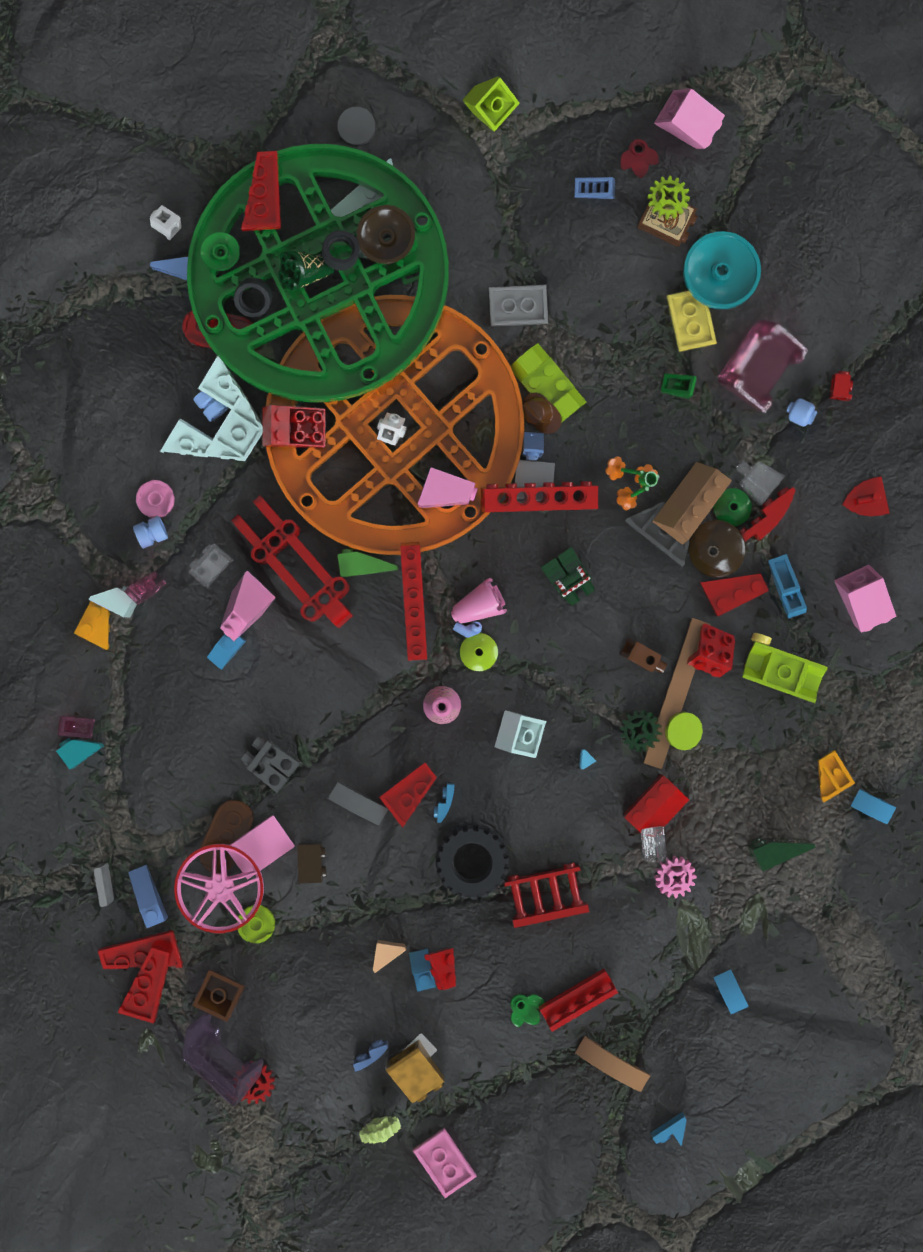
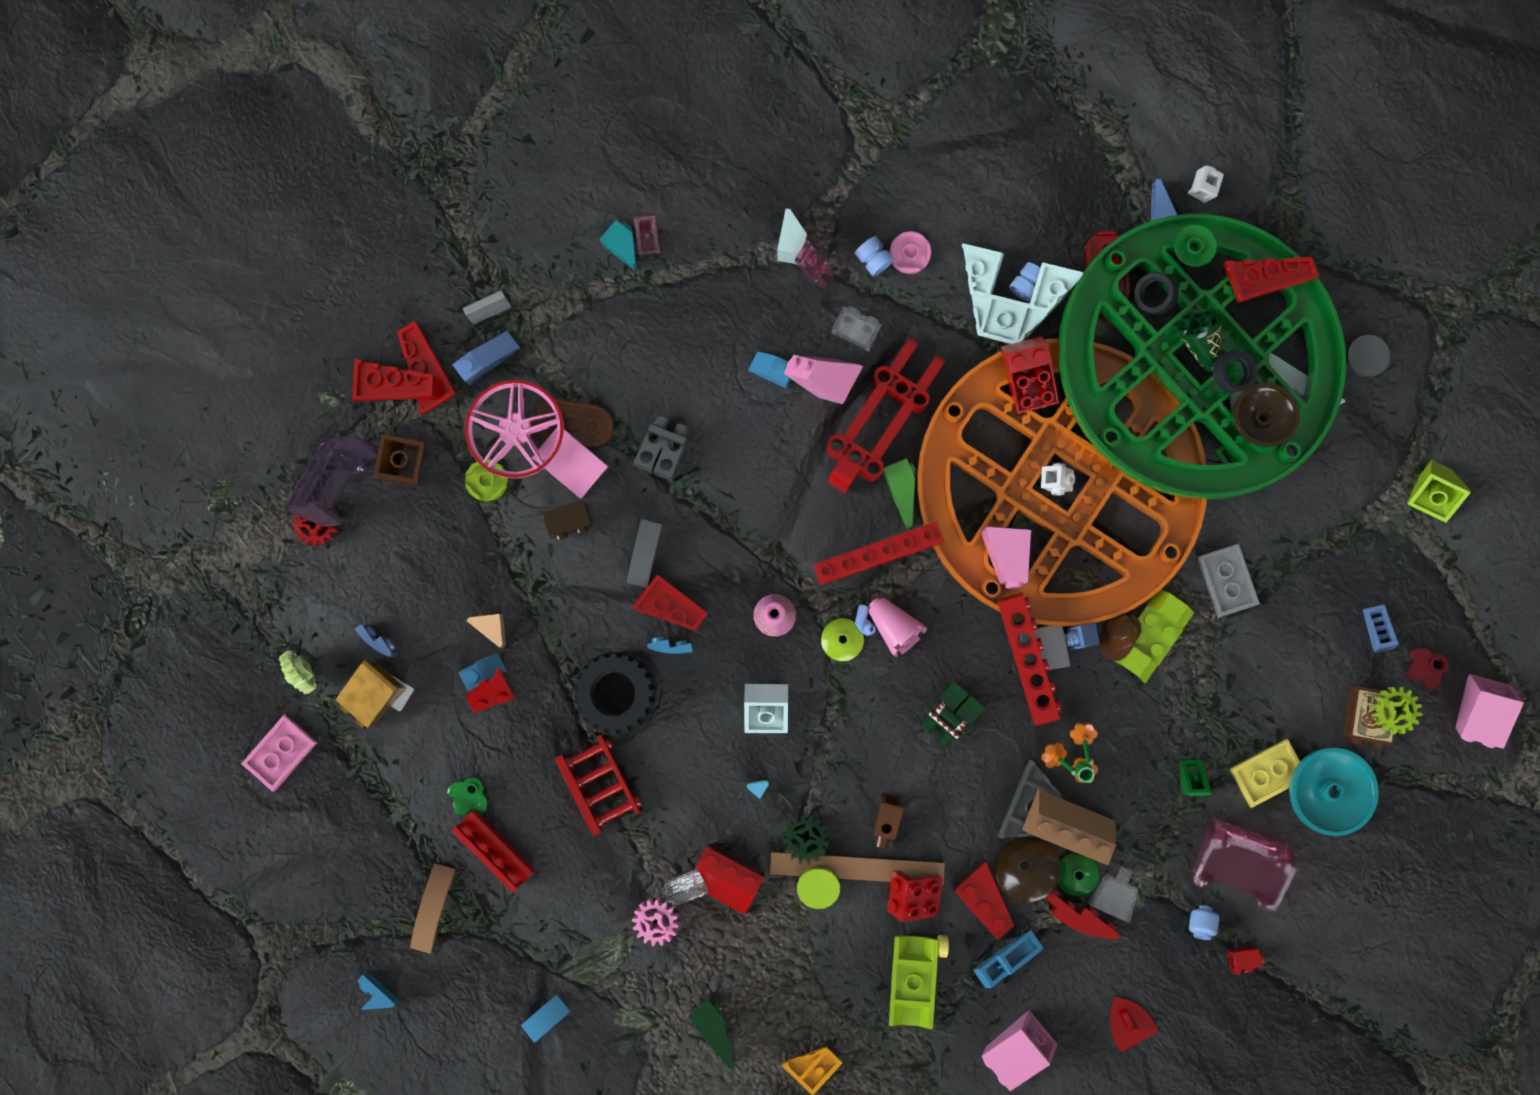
camera: 80 degrees right, 5 degrees down
(95, 625) = (759, 225): light orange wing -> none

